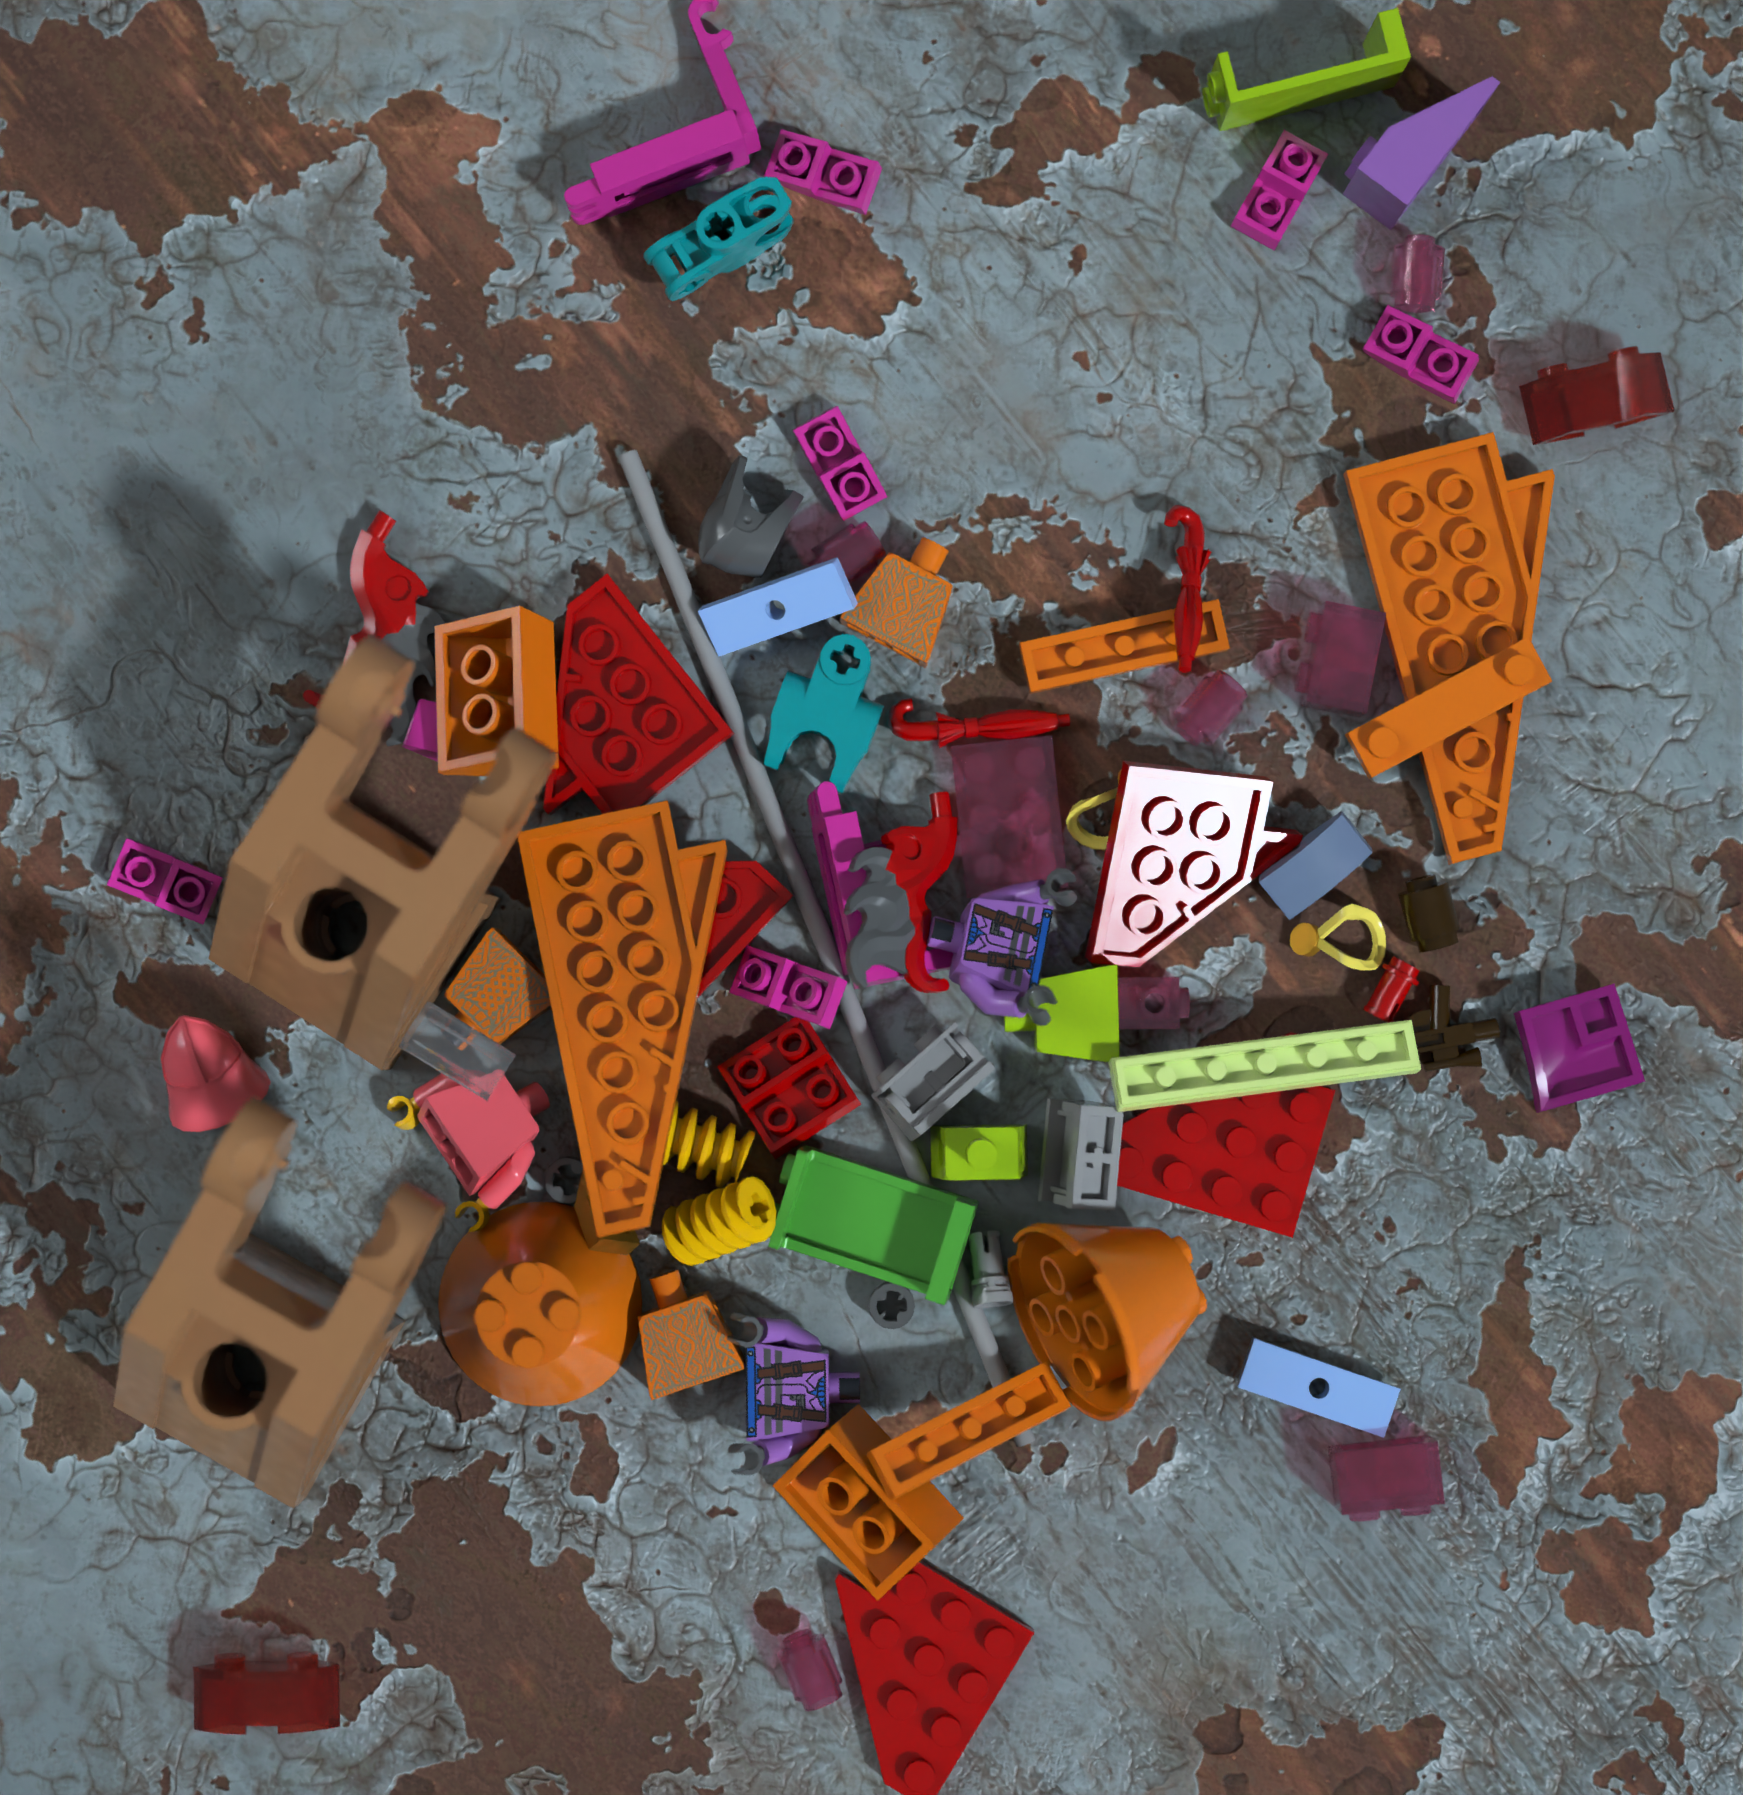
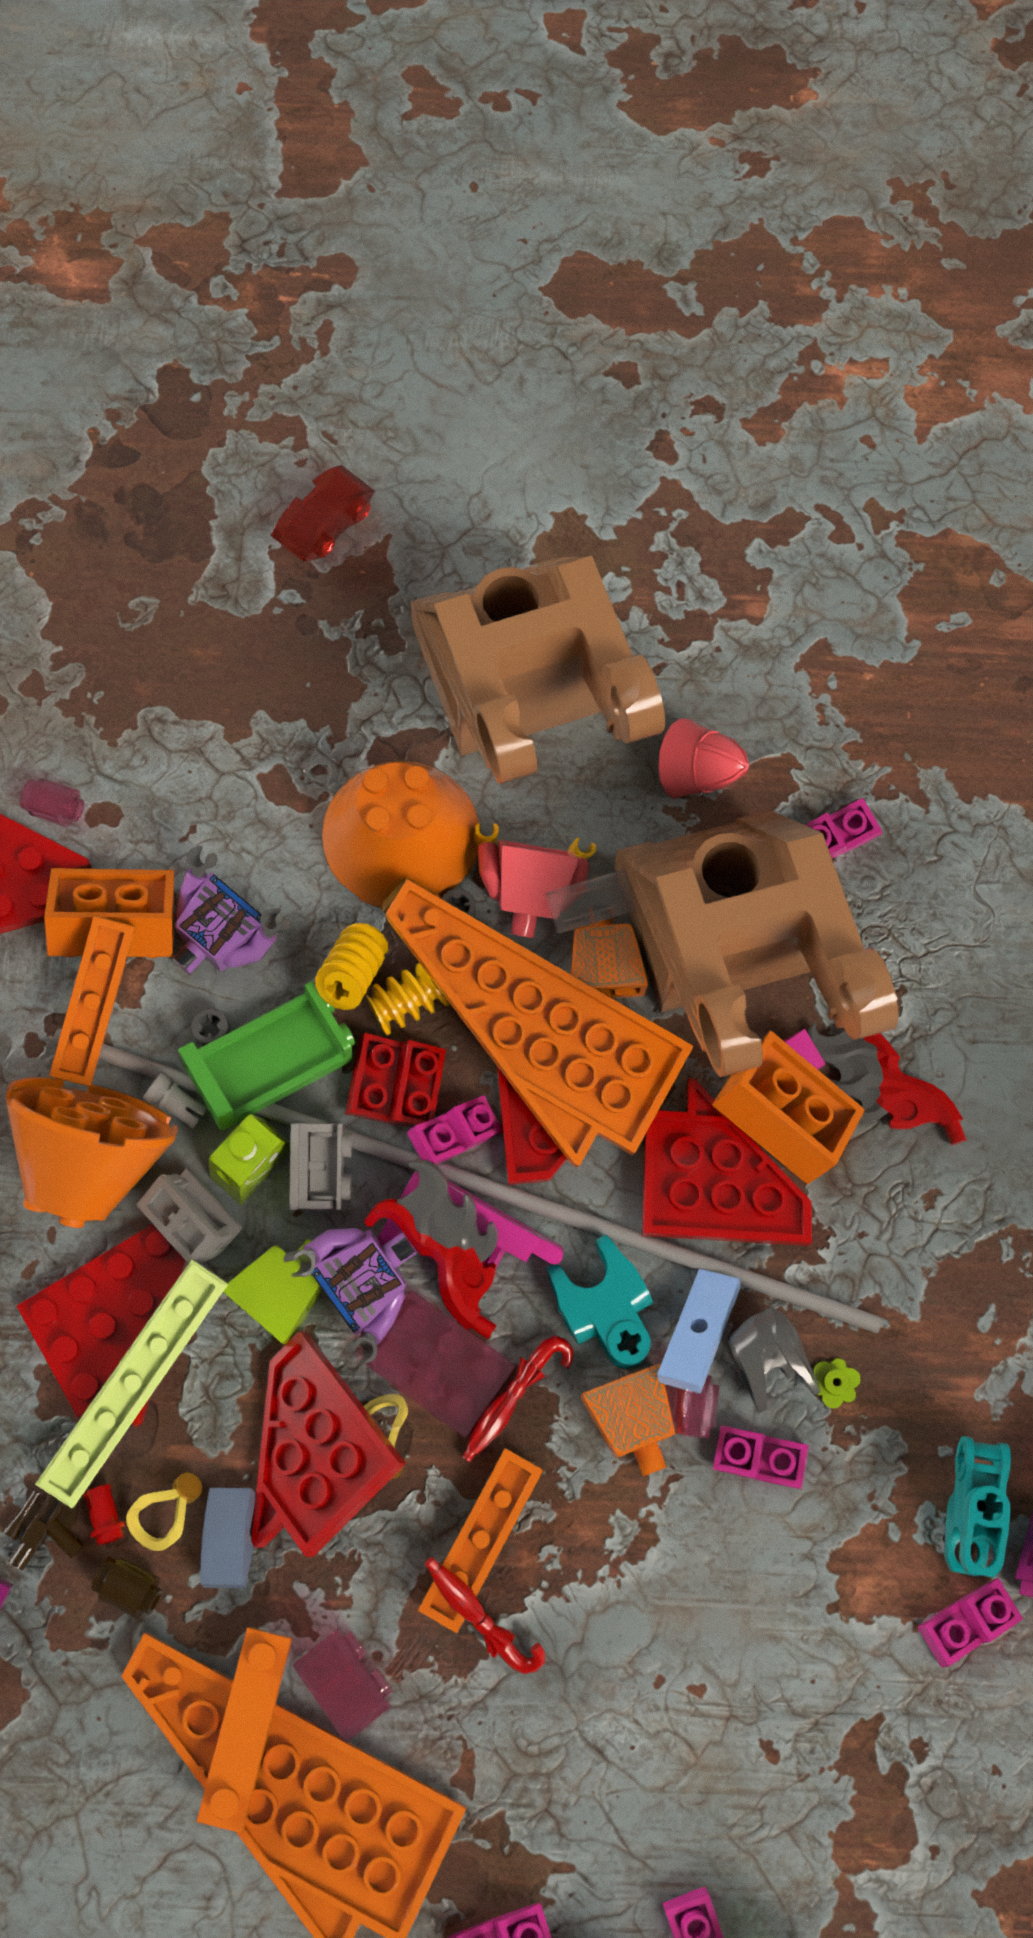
camera: 125 degrees right, 15 degrees down
(684, 1339) = (304, 891): orange torso -> none
(713, 466) = (848, 1380): none -> lime plant
(1132, 1009) = (257, 1342): clear pink brick -> none
(1209, 709) = (390, 1560): clear pink brick -> none

